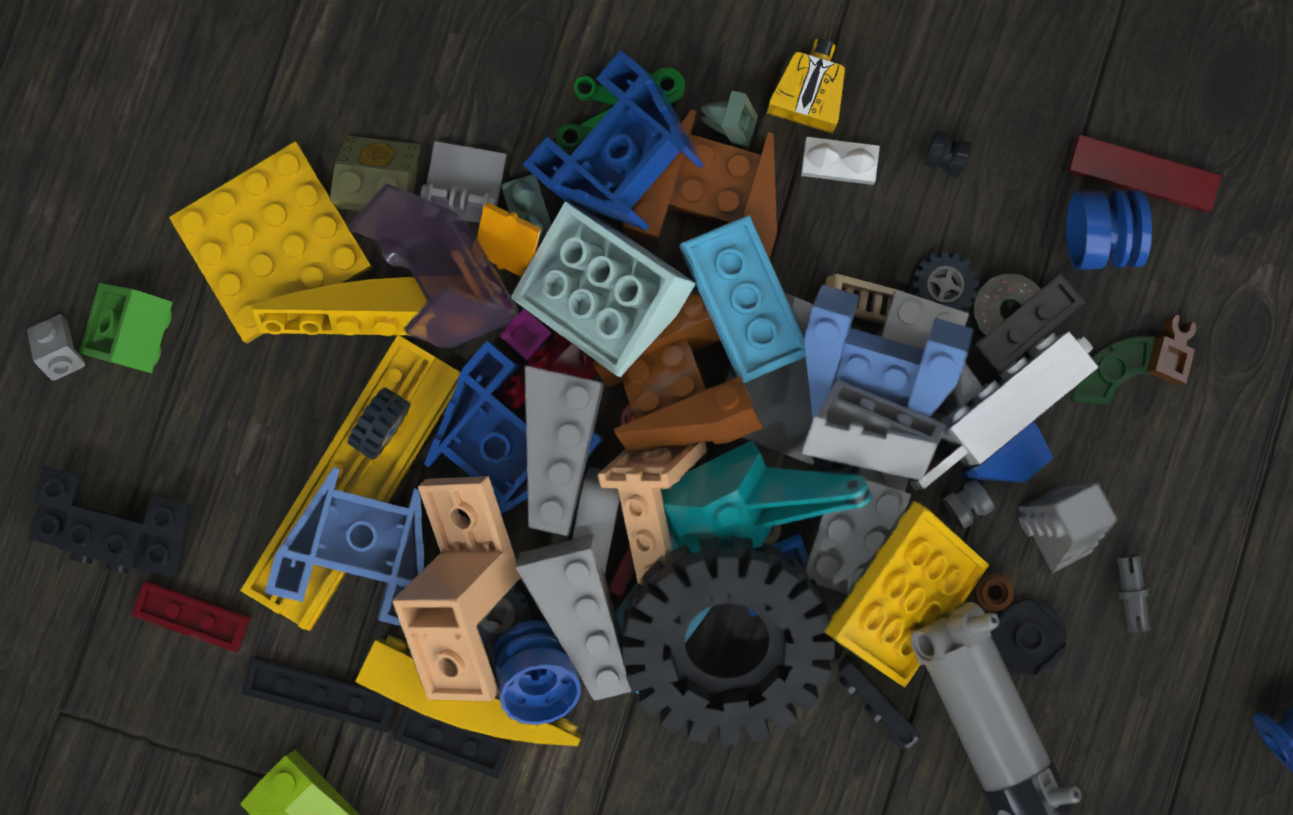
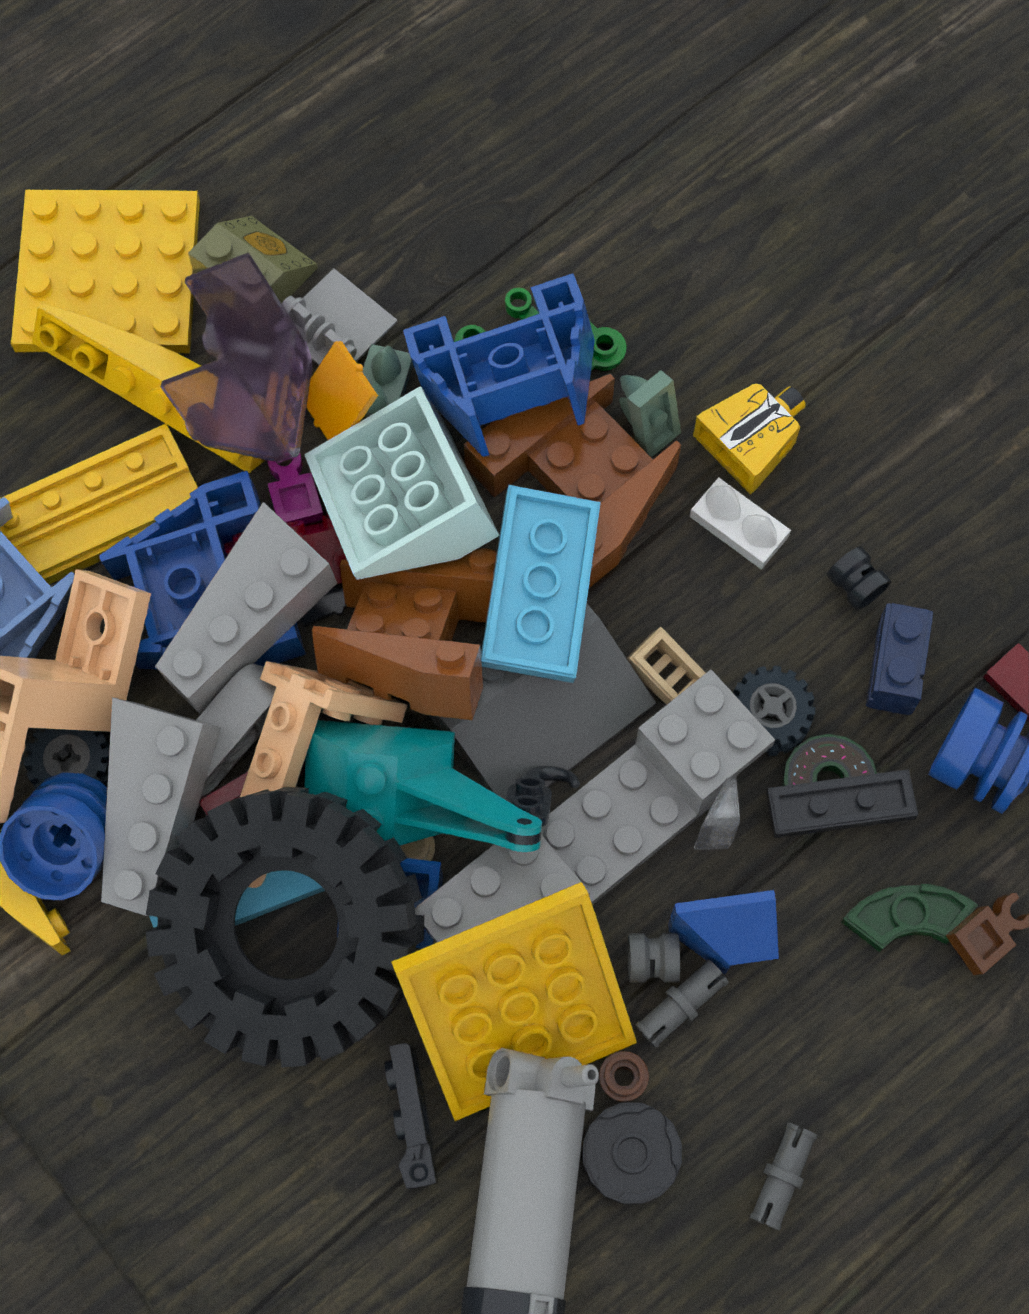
camera: 30 degrees right, 15 degrees down
(378, 423) = (81, 485): black wheel -> none
(872, 433) = (583, 787): light grey wedge -> none
(877, 364) = (626, 734): medium blue wedge -> none
(1003, 522) = (681, 1003): none -> dark grey pin
(1008, 196) = (899, 659): none -> dark blue brick
(1012, 403) = (797, 862): white piece -> none
(1067, 522) = (745, 1032): light grey wedge -> none

